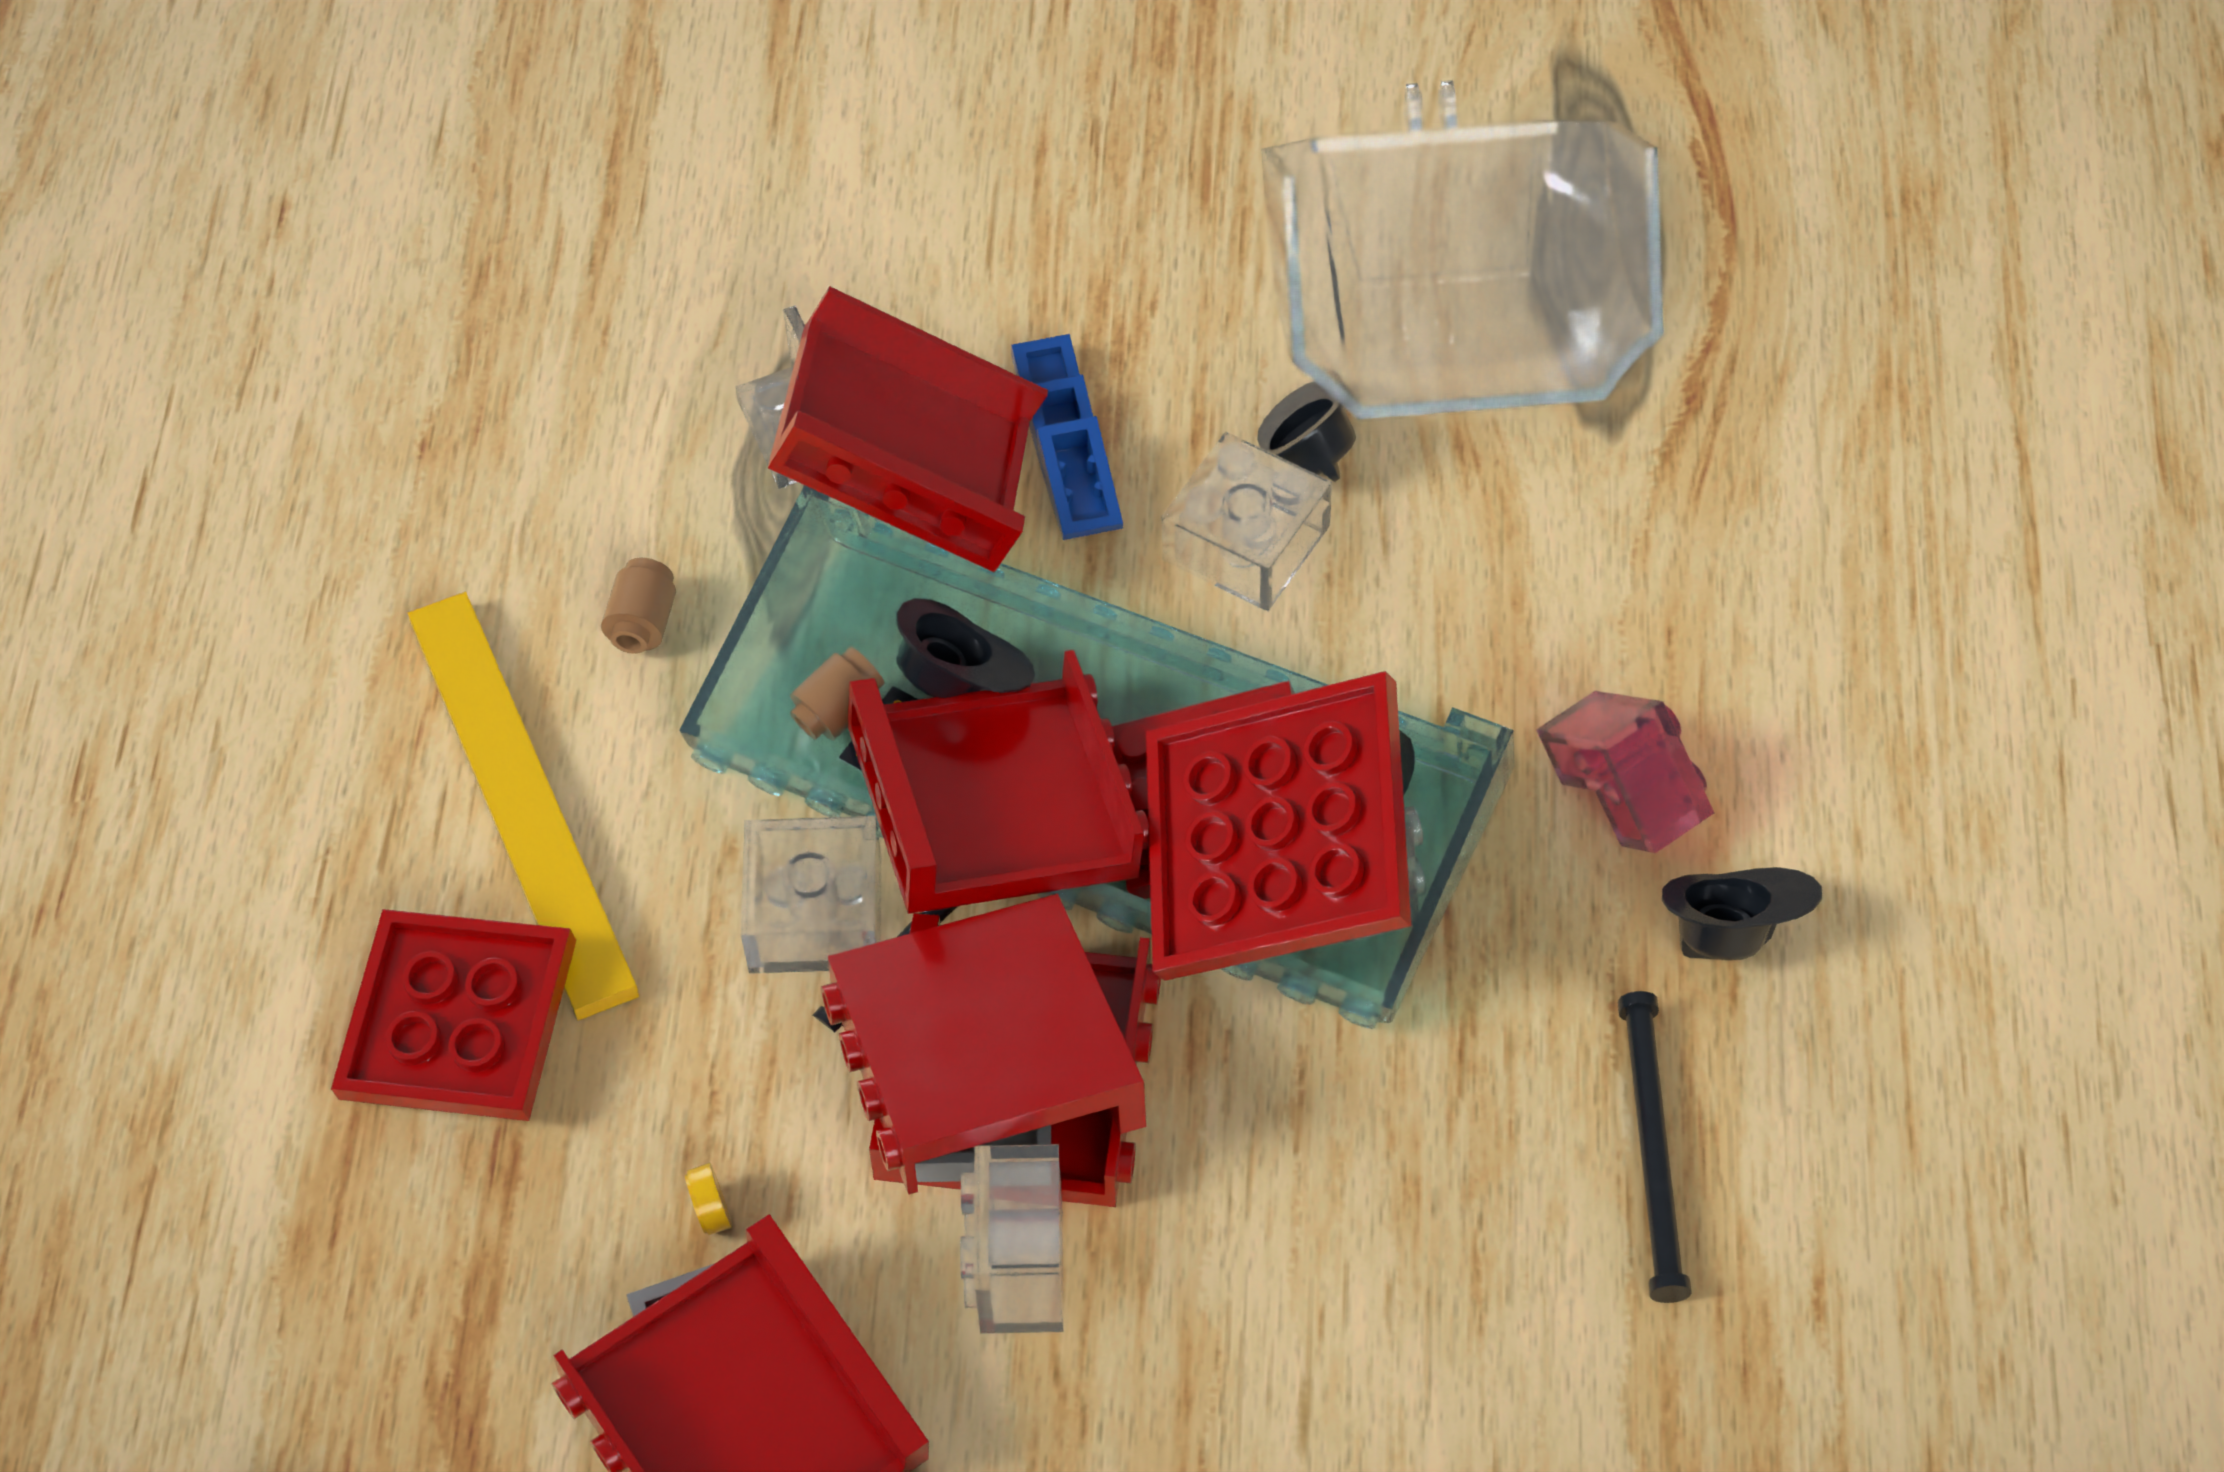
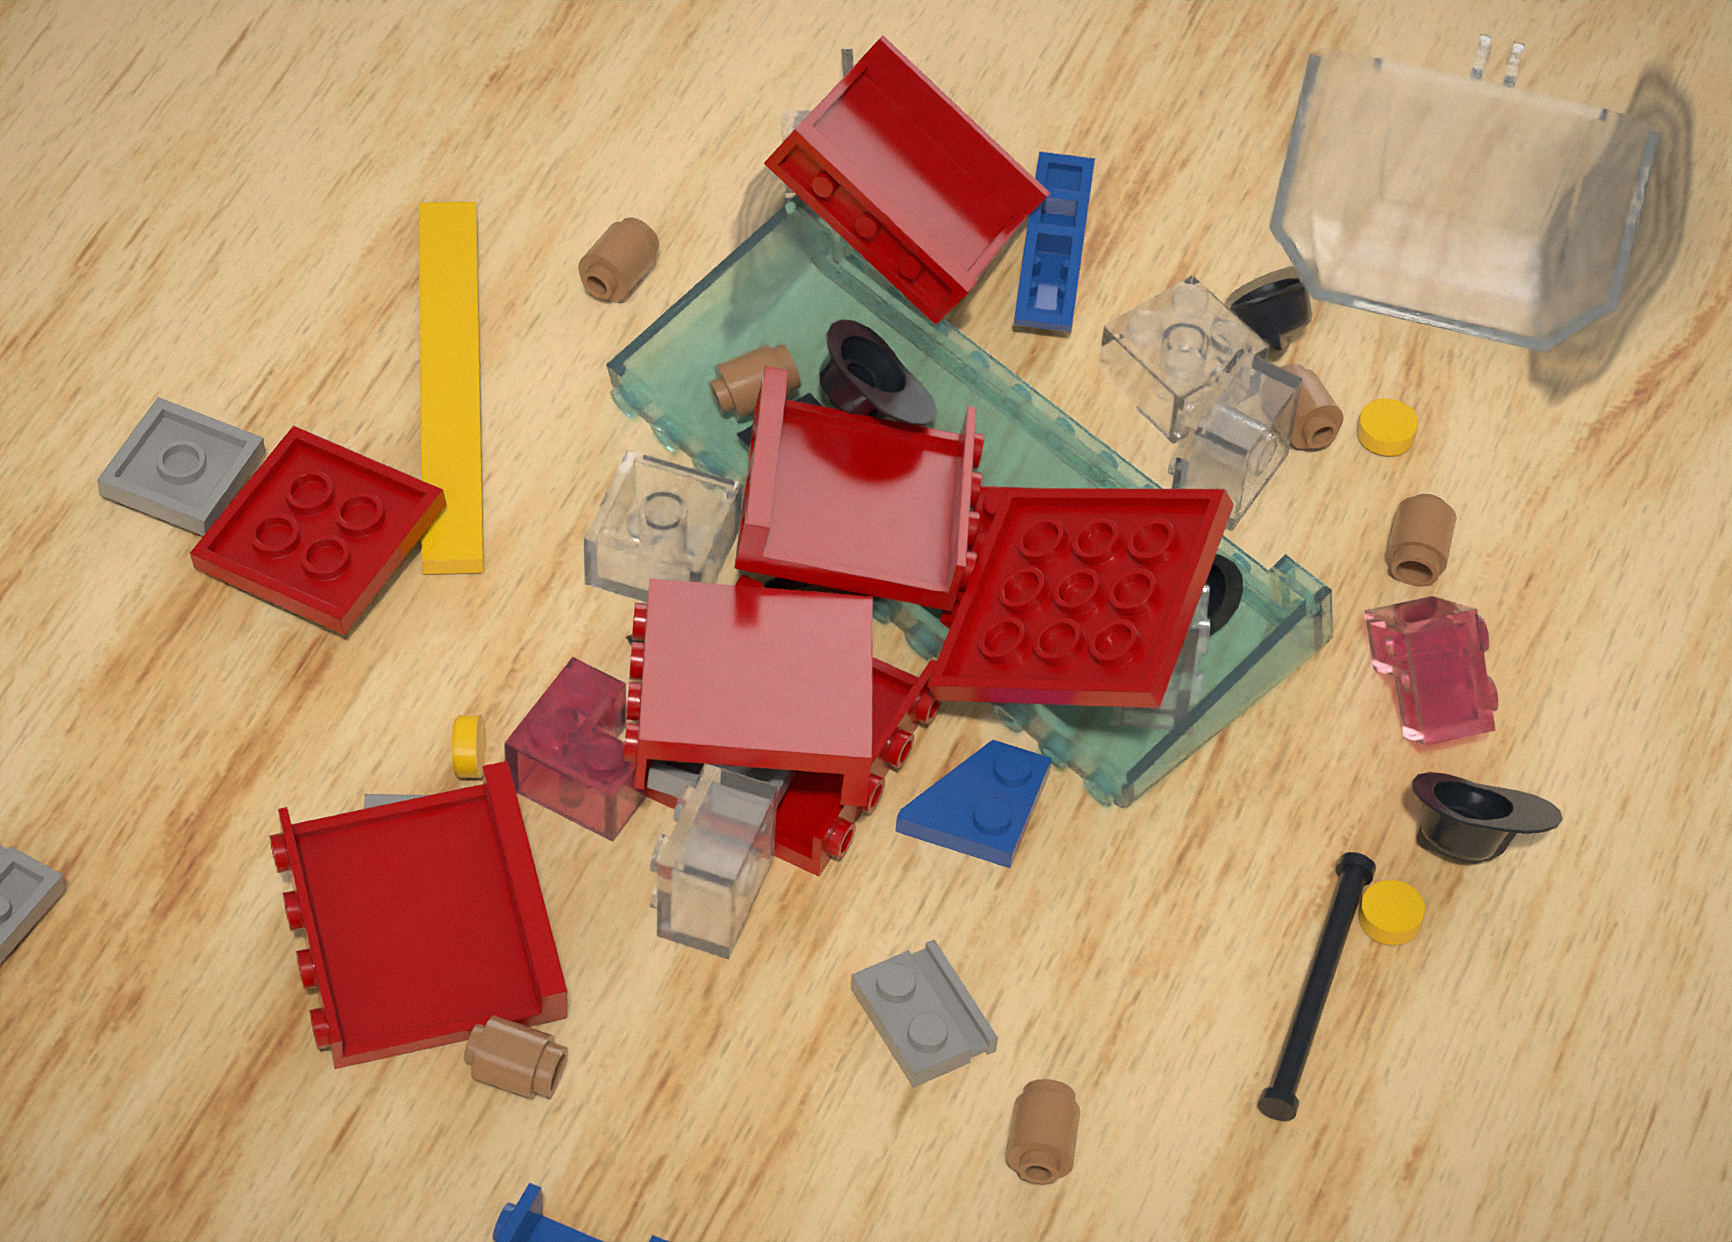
camera: 15 degrees right, 5 degrees down
(280, 993) = (181, 466): none -> light grey plate
(812, 1172) = (571, 753): none -> clear pink brick
(1245, 1070) = (980, 804): none -> blue wing
(1283, 1320) = (923, 1013): none -> light grey plate
(1335, 591) = (1237, 431): none -> clear brick
(1382, 531) = (1317, 413): none -> medium nougat brick
(1459, 1407) = (1044, 1131): none -> medium nougat brick
(1470, 522) = (1387, 427): none -> yellow tile
(1555, 632) = (1421, 539): none -> medium nougat brick
(1691, 1039) = (1392, 912): none -> yellow tile

